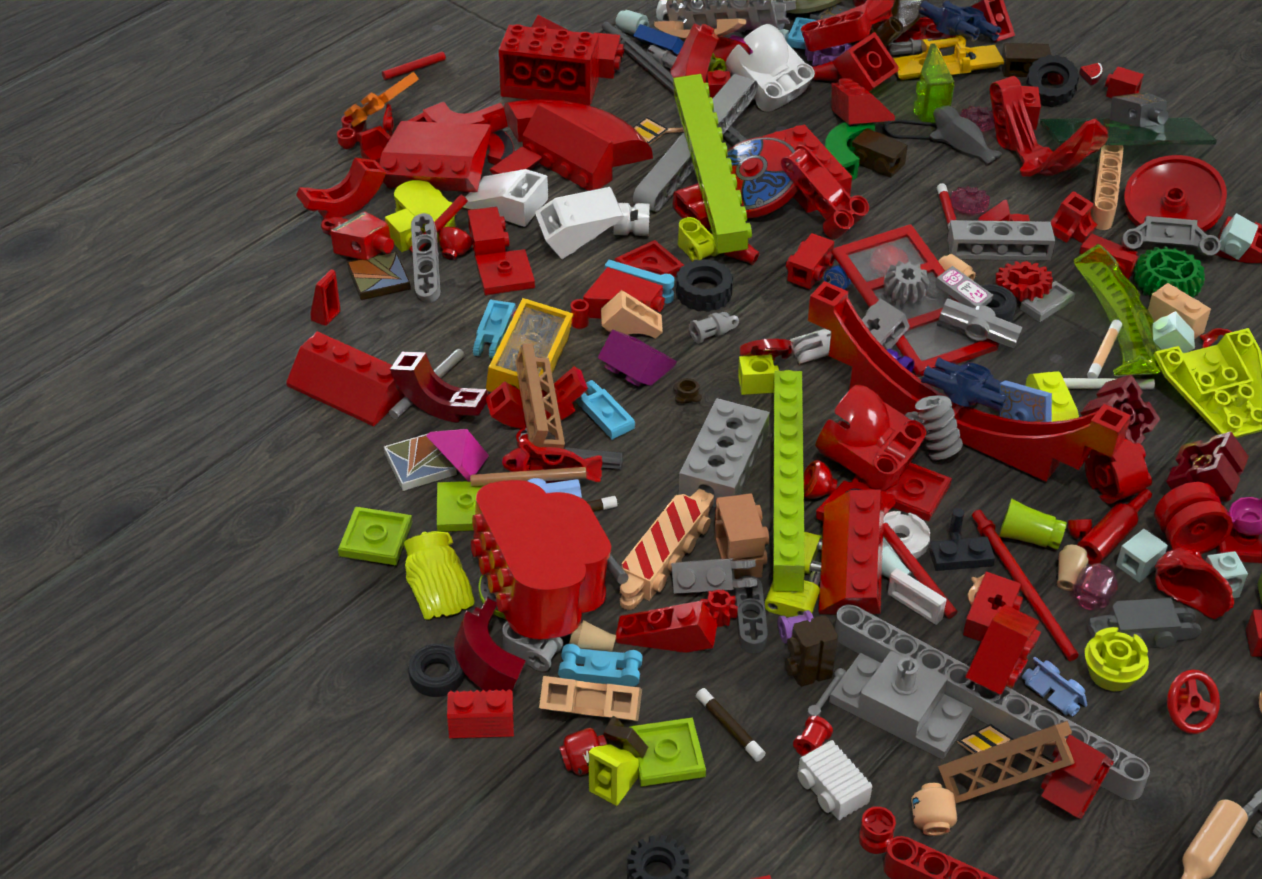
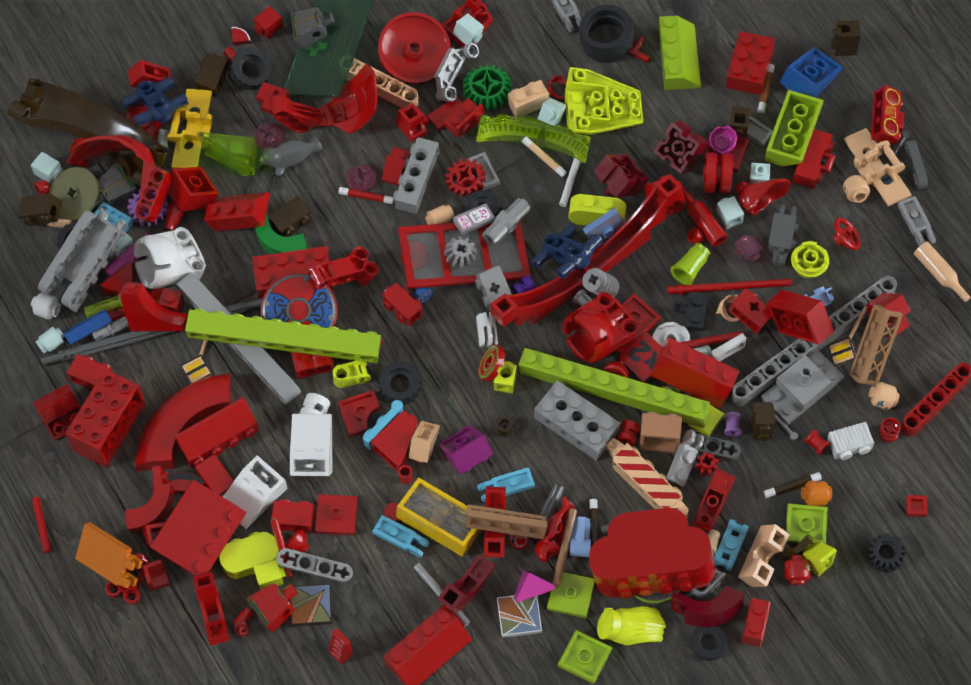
camera: 70 degrees left, 20 degrees up
(715, 324) = (446, 392): light grey piece -> none
(724, 27) = (104, 293): light nougat slope -> none
(724, 751) = (816, 493): none -> orange head
(1071, 562) = (727, 255): tan cone -> none

